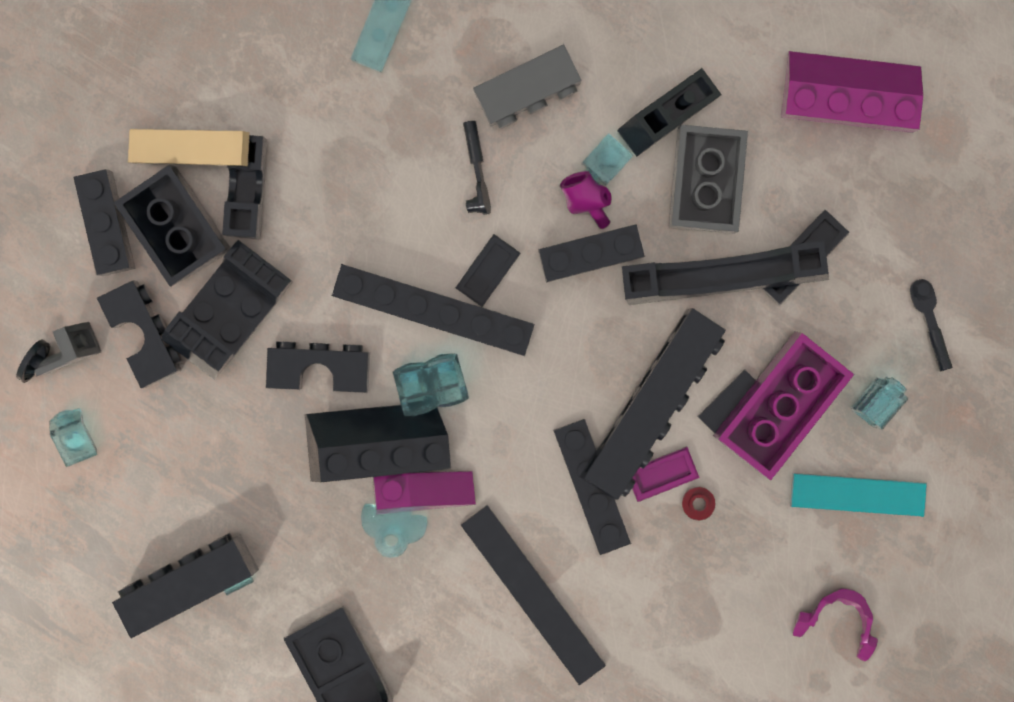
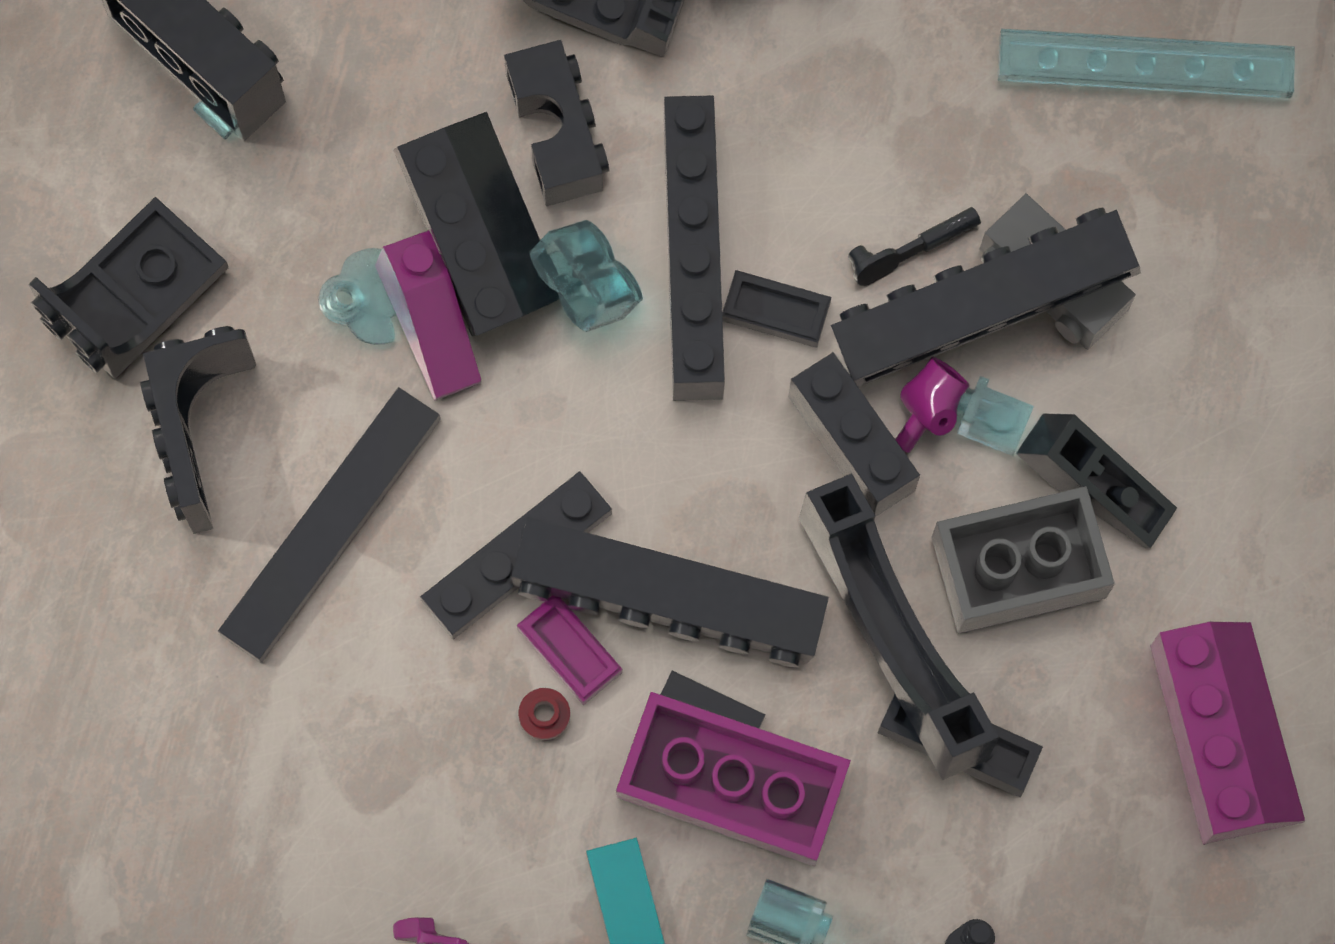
camera: 65 degrees right, 15 degrees down
(427, 673) = (175, 380): none -> black bracket
(536, 140) = (985, 297): none -> black brick

